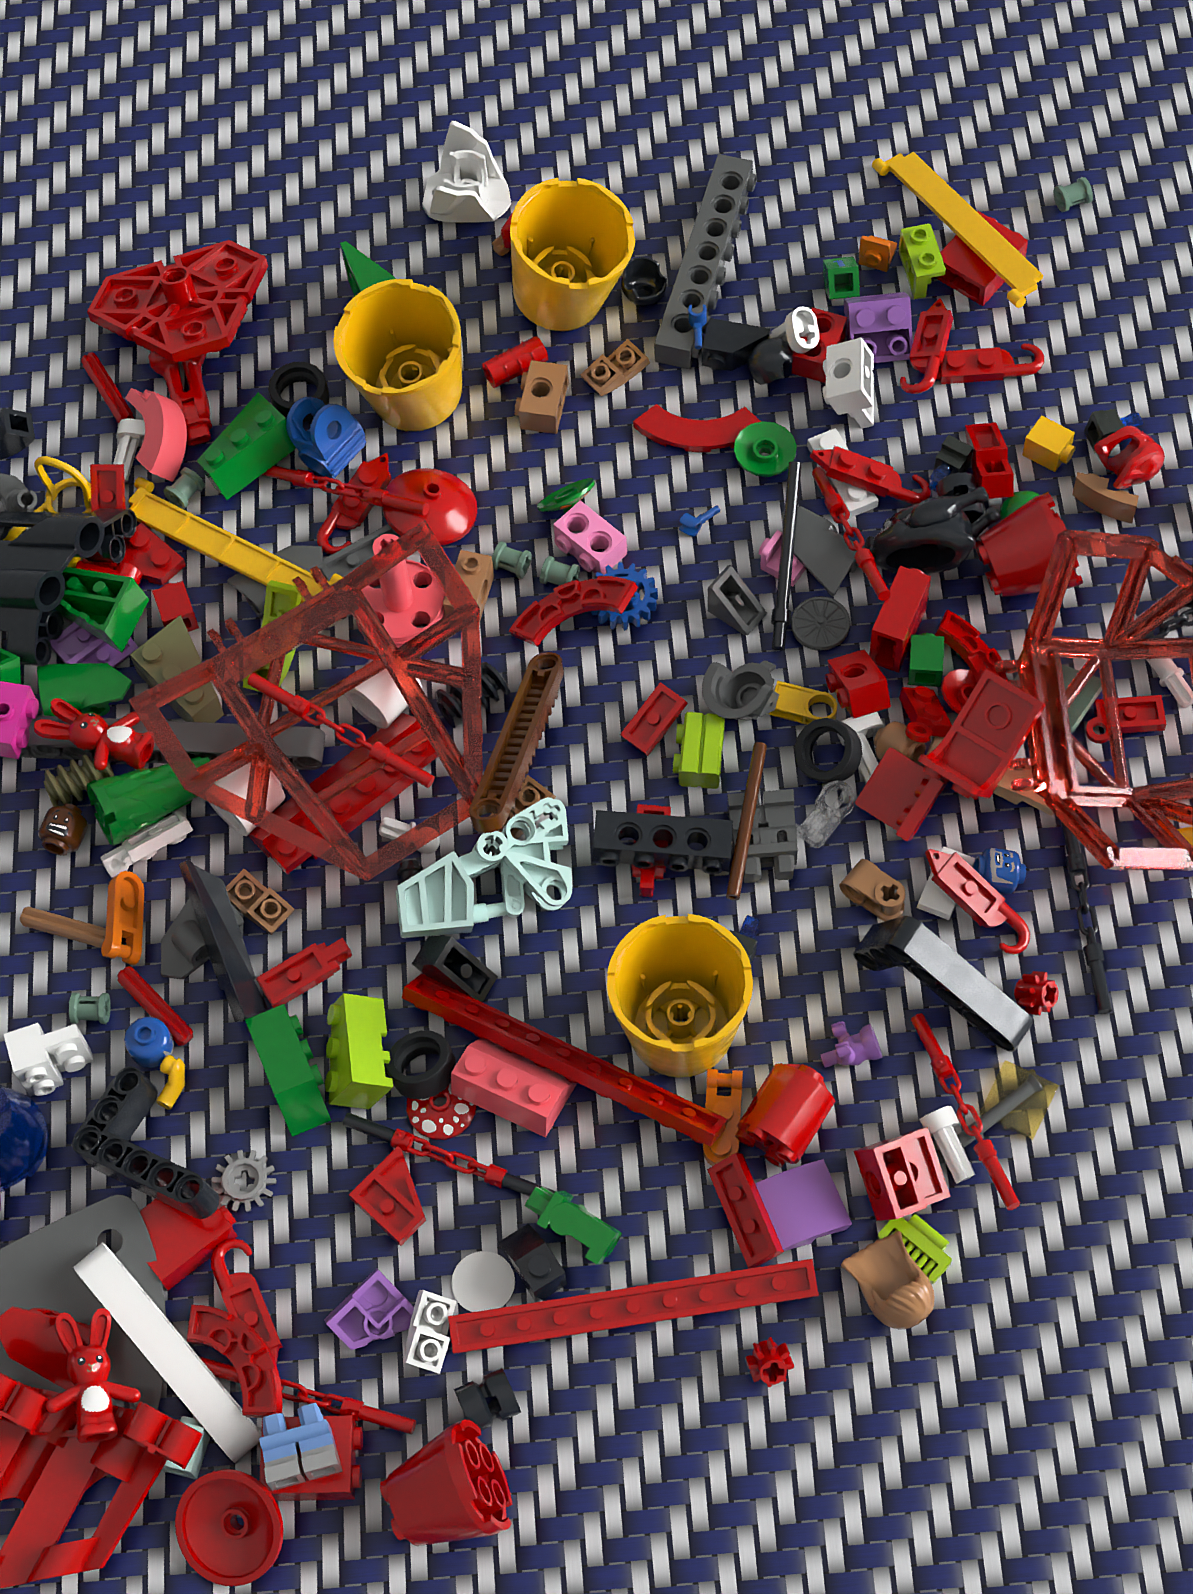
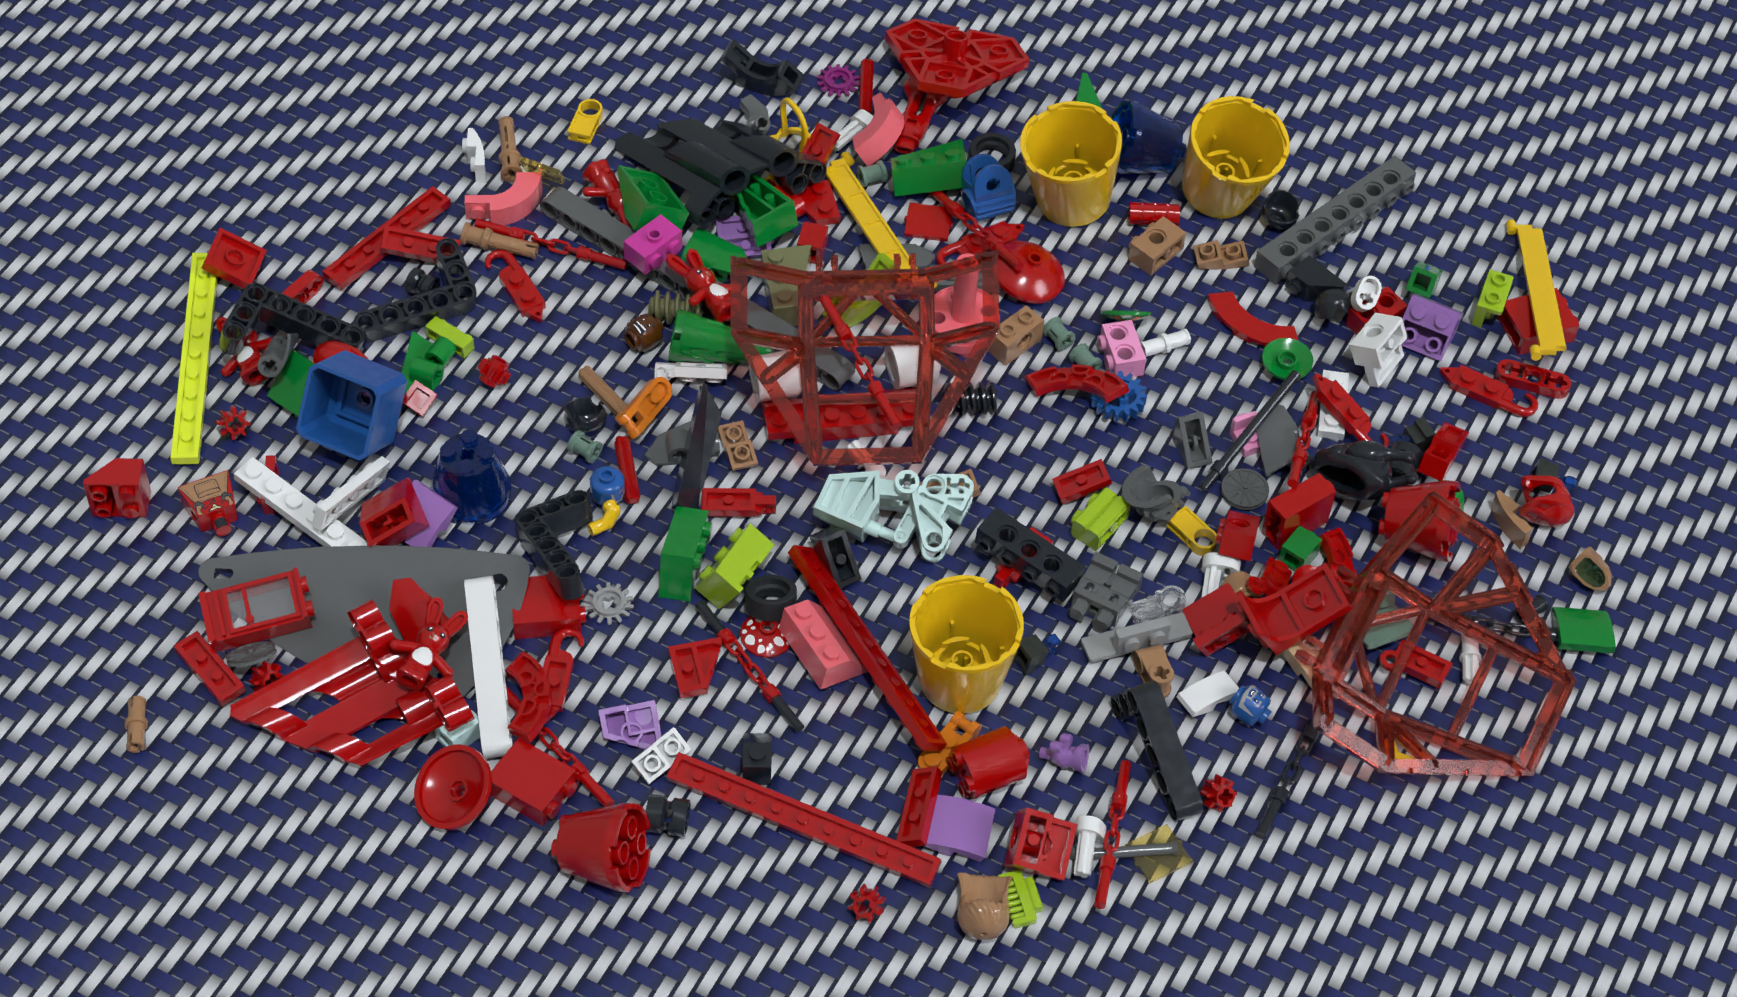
camera: 25 degrees right, 10 degrees down
(41, 1057) = (537, 455): white brick -> none
(60, 392) = (827, 80): none -> magenta gear
(64, 970) = (585, 415): none -> black hair
(281, 509) = (927, 222): none -> red piece
(282, 1447) = (526, 765): hips -> none
(462, 273) = (1148, 140): none -> clear blue cone
(468, 181) = (1204, 81): white piece -> none
(483, 1281) = (718, 749): white sticker -> none
(517, 743) = (974, 437): reddish brown gear -> none
(571, 1219) = (797, 737): green hips -> none
(628, 503) = (1166, 342): none -> white pin
(692, 525) = (1201, 380): blue hand -> none
(697, 321) = (1297, 251): blue hand -> none
(746, 821) = (1095, 573): reddish brown piece -> none
(805, 744) = (1179, 551): black tyre -> none
(829, 864) = (1135, 637): none -> light grey bracket
(876, 252) = (1462, 277): orange bracket -> none
(929, 346) = (1455, 355): red plate -> none
(976, 896) = (1221, 710): plate -> none
(1007, 335) = (1542, 374): none -> red beam
(1049, 444) = (1495, 464): yellow brick -> none
(1073, 194) = (1639, 316): sand green bush -> none

